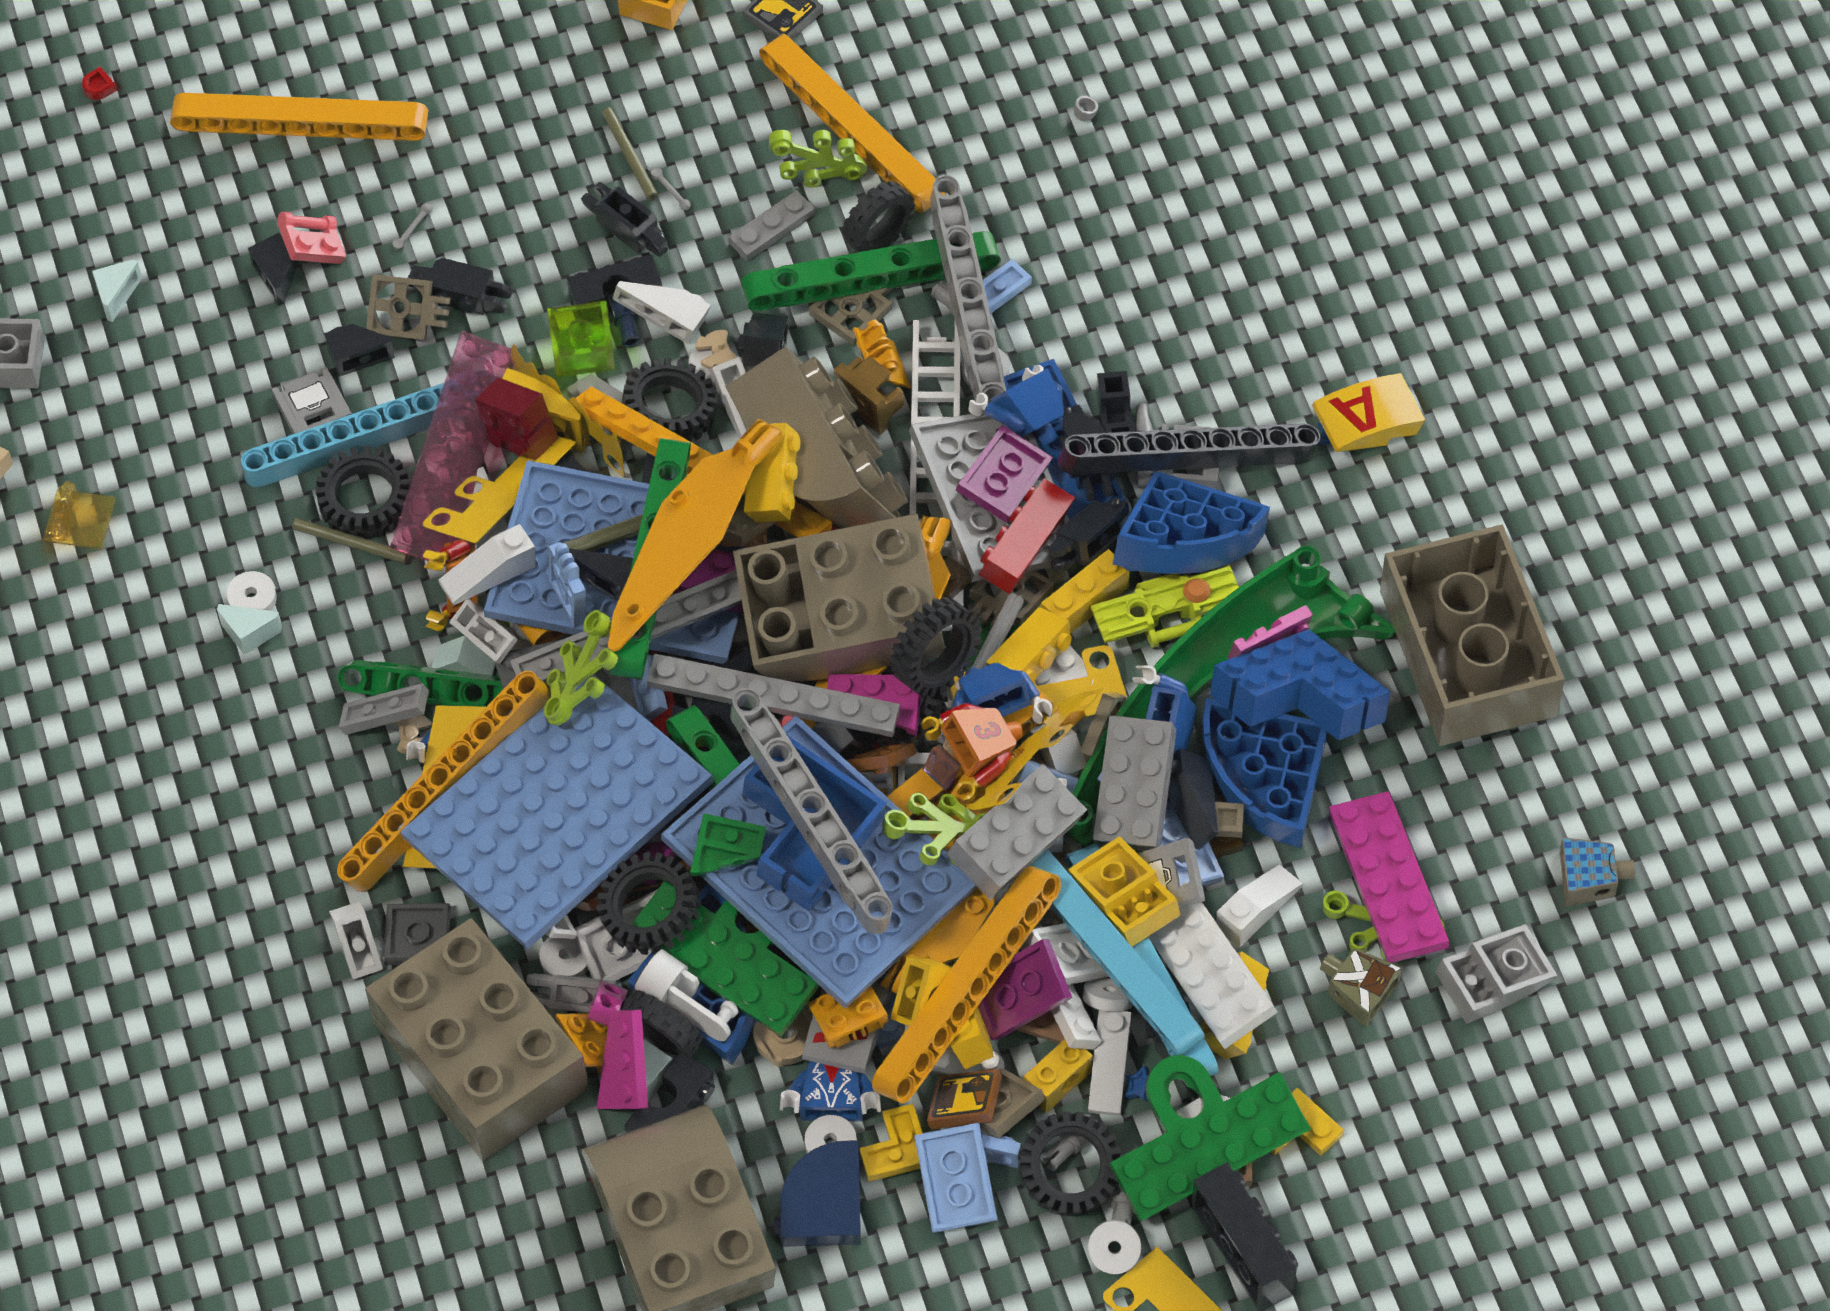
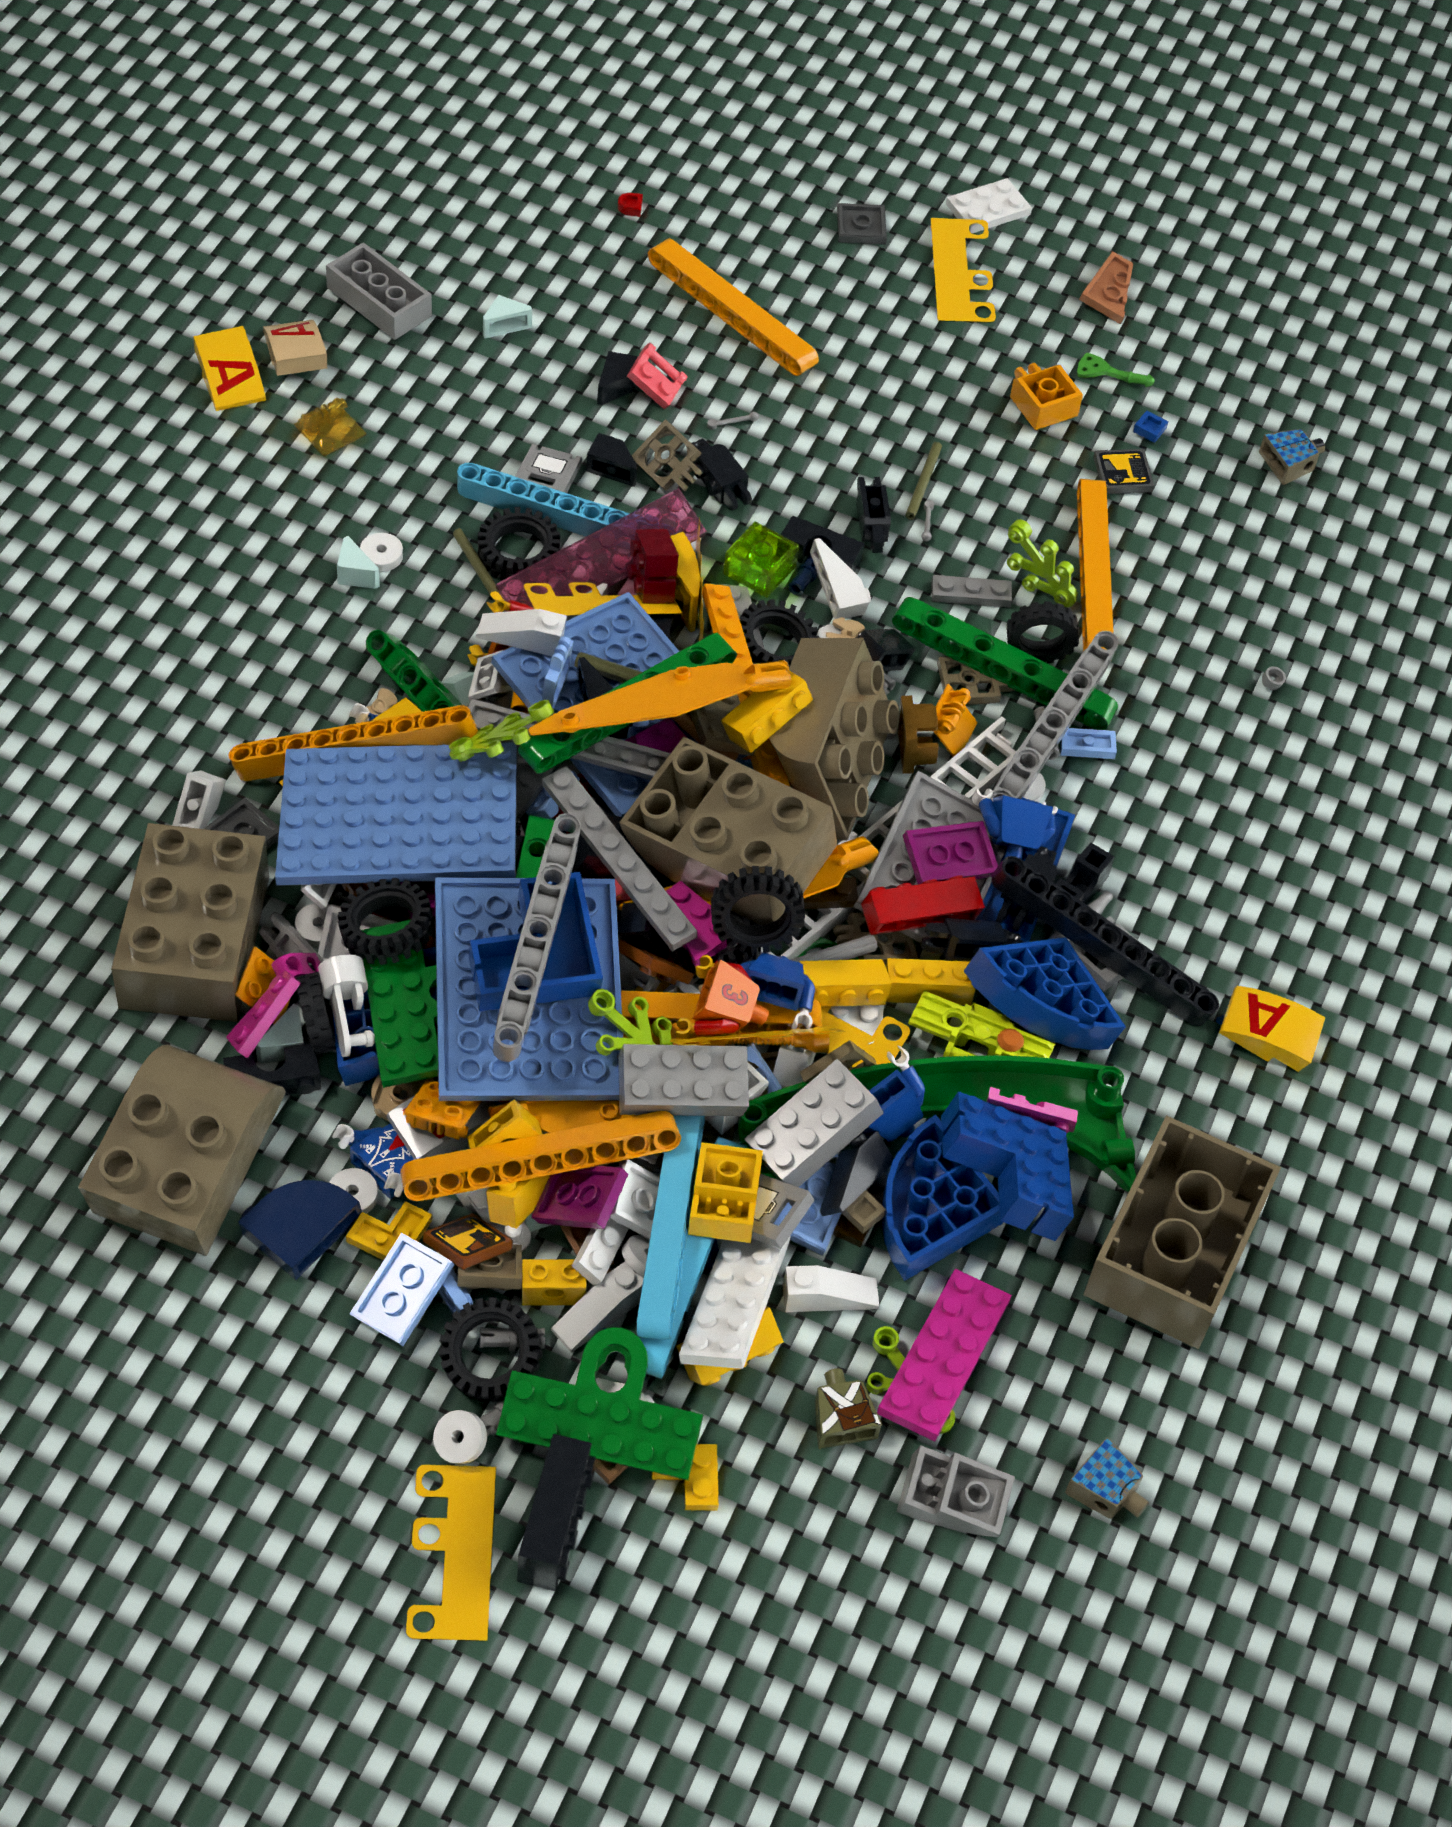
camera: 35 degrees right, 5 degrees down
(383, 709) = (376, 677): light grey plate -> none
(726, 844) = (466, 916): green wing -> none
(941, 767) = (686, 999): tile -> none

